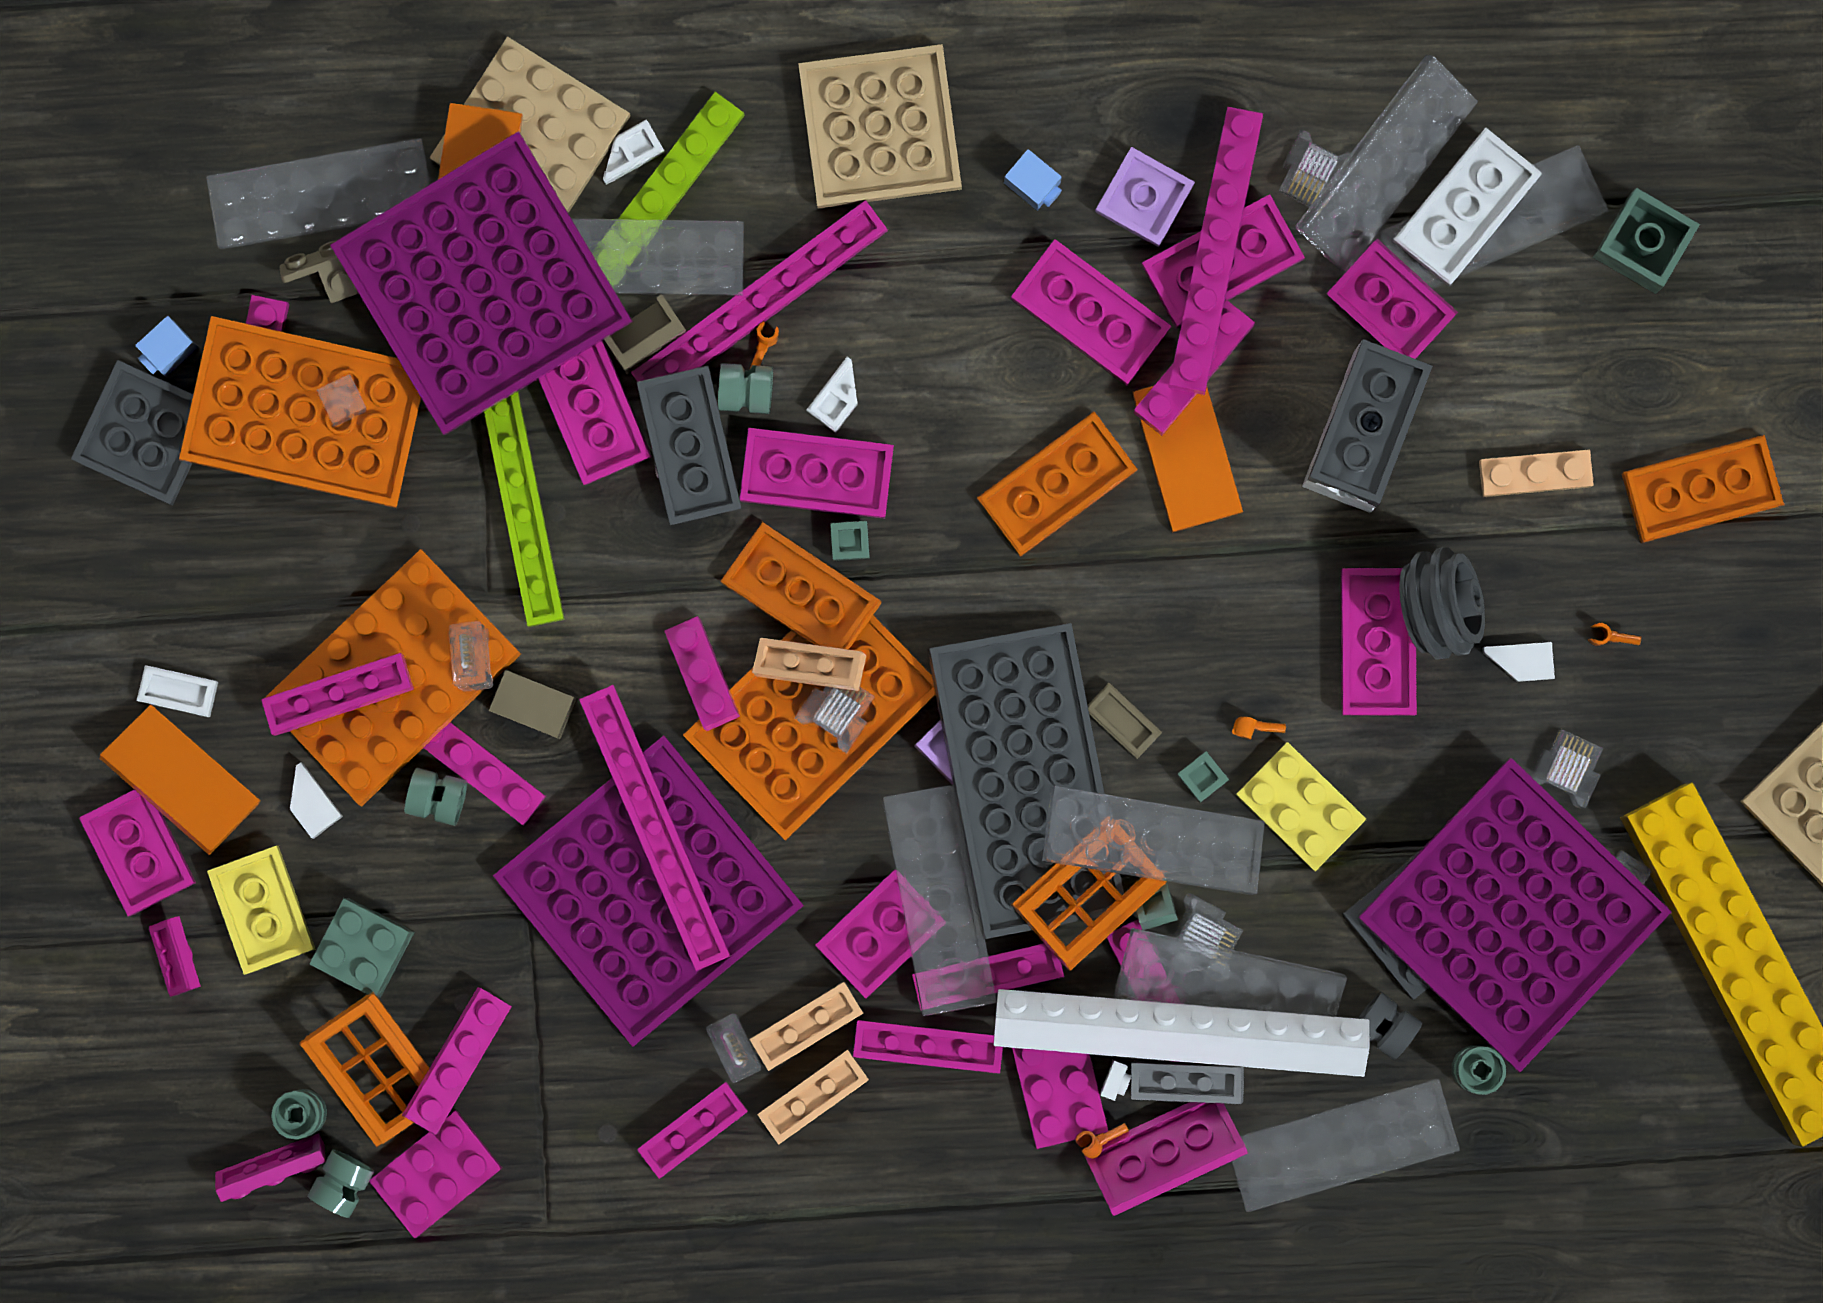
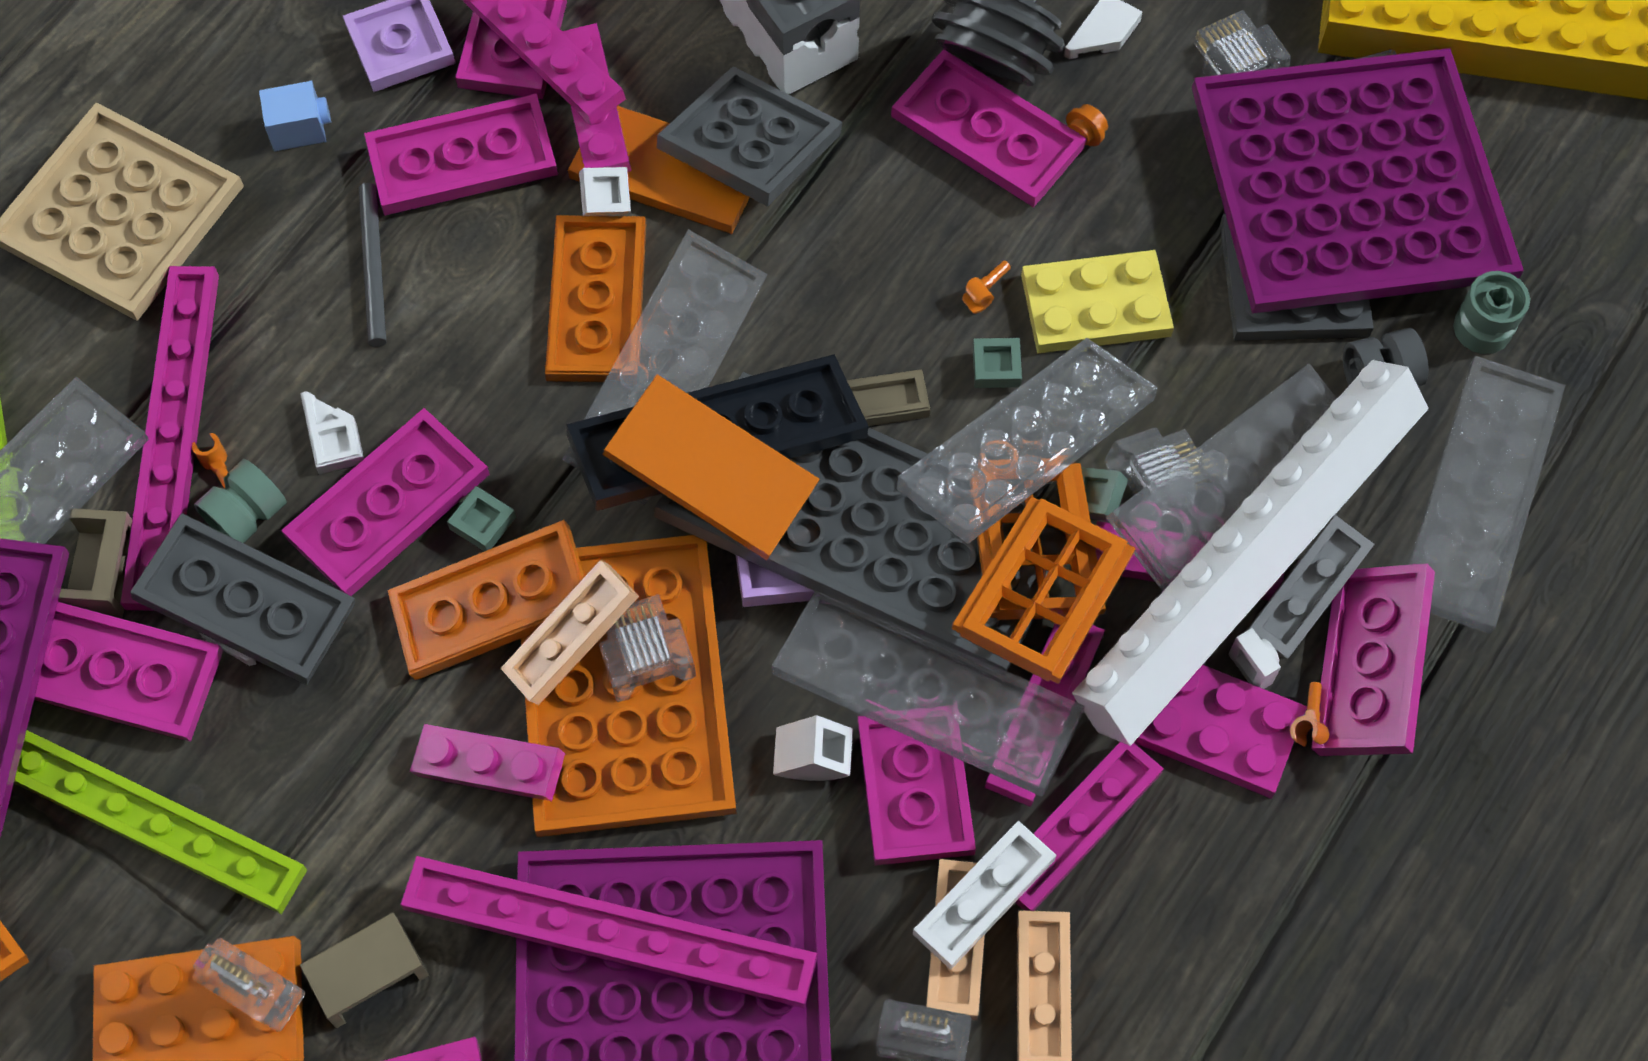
camera: 55 degrees left, 20 degrees down
(838, 1025) = (984, 895): none -> white plate
(855, 857) = (813, 750): none -> white brick
(970, 321) = (372, 265): none -> dark grey bar
(974, 667) = (711, 467): none -> orange tile
(1008, 646) = (785, 408): none -> black plate
(1038, 572) = (681, 327): none -> clear plate
(1056, 959) = (1081, 615): none -> orange piece
(1130, 433) = (604, 191): none -> white plate
(1245, 494) = (749, 135): none -> dark grey plate
(1429, 707) = (1089, 123): none -> orange plate

